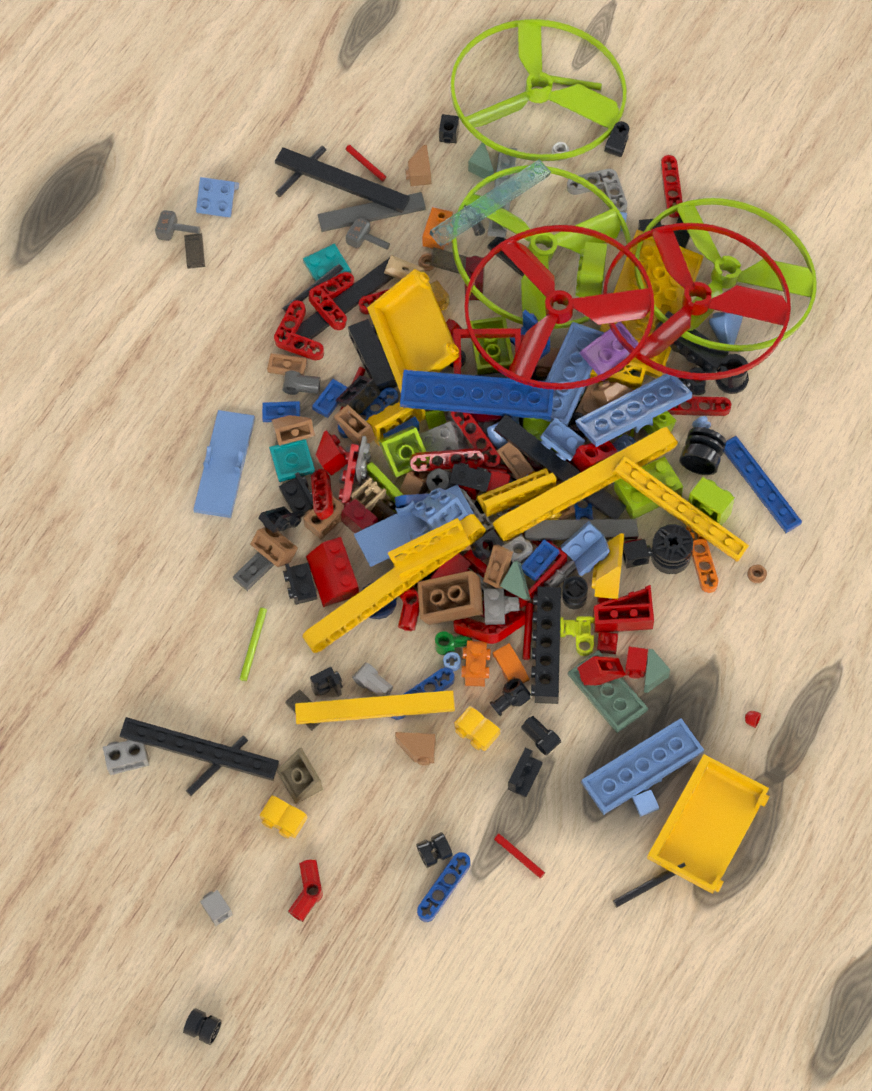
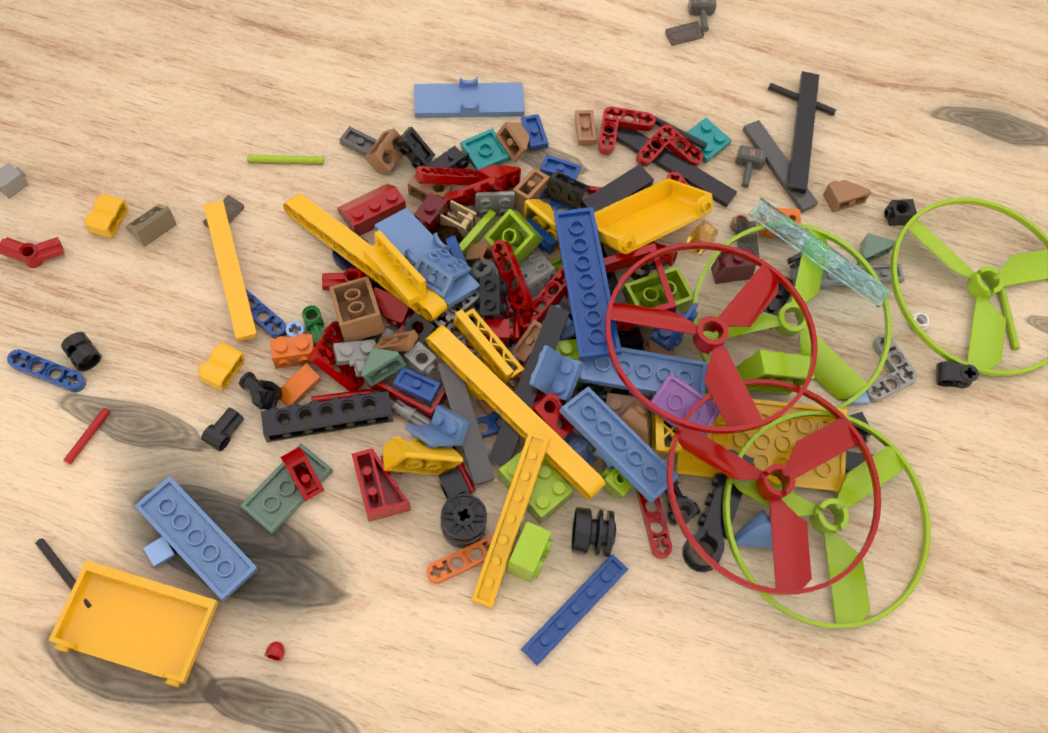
camera: 65 degrees right, 0 degrees up
(126, 761) = (155, 82): light grey brick -> none
(199, 748) = (165, 135): black tile -> none
(213, 769) = (157, 155): black bar -> none
(216, 197) = (746, 35): medium blue bracket -> none
(295, 383) = (568, 138): dark grey piece -> none
(301, 583) = (355, 182): black bracket -> none
(325, 680) = (248, 222): black bracket -> none
(366, 163) = (833, 149): red bar -> none
(368, 678) = (262, 260): light grey piece -> none
(395, 266) = (720, 212): tan piece -> none
(417, 746) = (193, 316): medium nougat slope -> none
(524, 773) = (175, 420): black bracket -> none
(574, 592) = (391, 426): black wheel -> none
(581, 630) = (353, 444): neon yellow piece -> none
(607, 642) = (344, 477): red tile -> none
(636, 662) = (321, 510): red brick -> none
(656, 671) = (315, 531): sand green slope -> none
(671, 186) = (923, 445): red beam -> none
(701, 422) = (630, 528): light blue bush -> none
(757, 569) = (459, 617): medium nougat plate -> none

